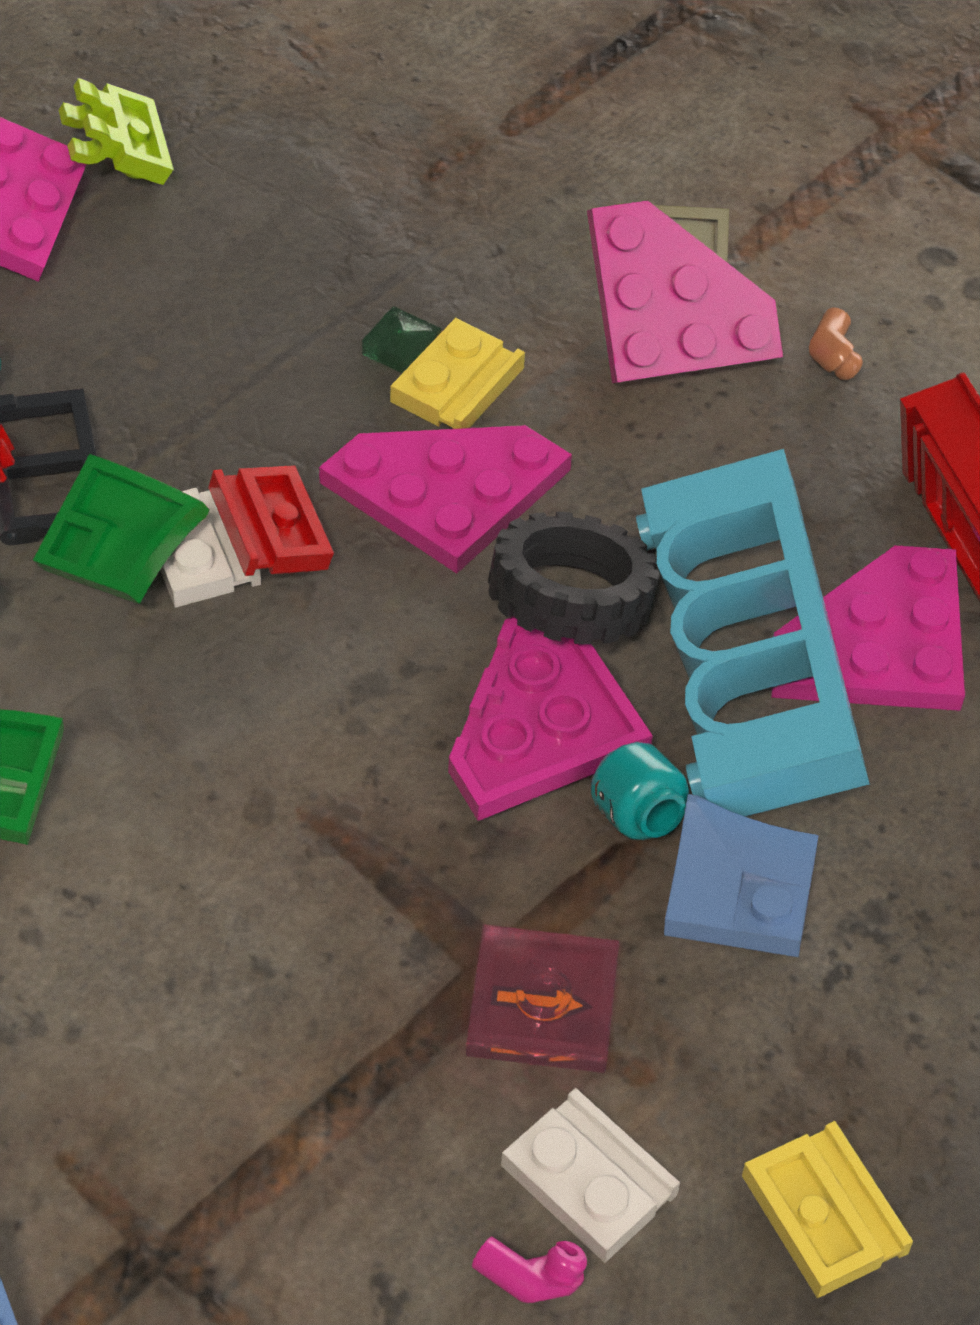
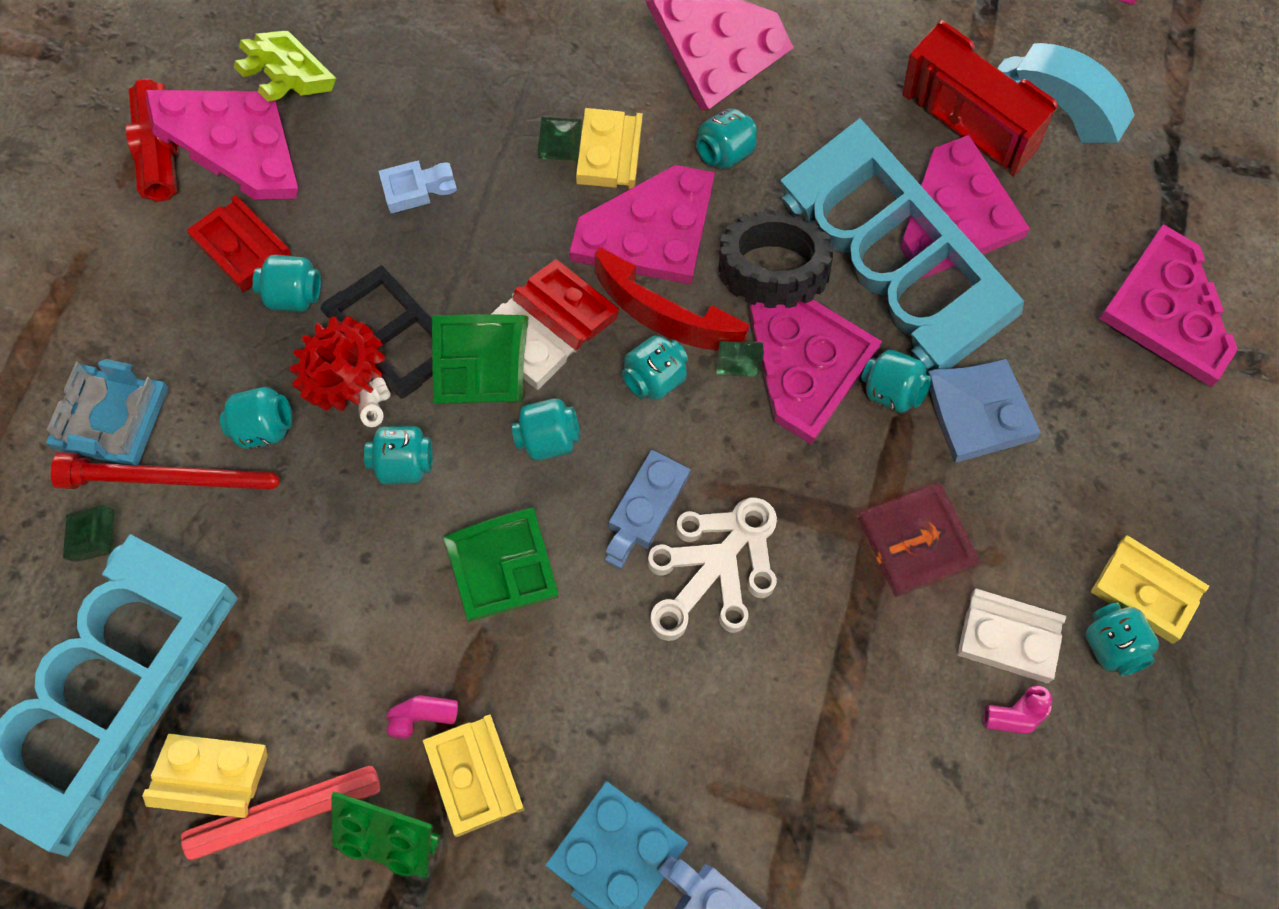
camera: 30 degrees left, 15 degrees up
(144, 645) = (546, 429): none -> teal head
(179, 314) = (409, 185): none -> light blue plate
(207, 792) = (645, 506): none -> medium blue plate
(251, 896) = (716, 562): none -> white plant
(329, 635) = (655, 368): none -> teal head
(429, 626) = (661, 314): none -> red slope
(446, 673) = (739, 358): none -> clear green tile
(610, 419) = (726, 138): none -> teal head
(734, 1245) = (1122, 639): none -> teal head
(832, 349) = (816, 29): nougat arm -> none

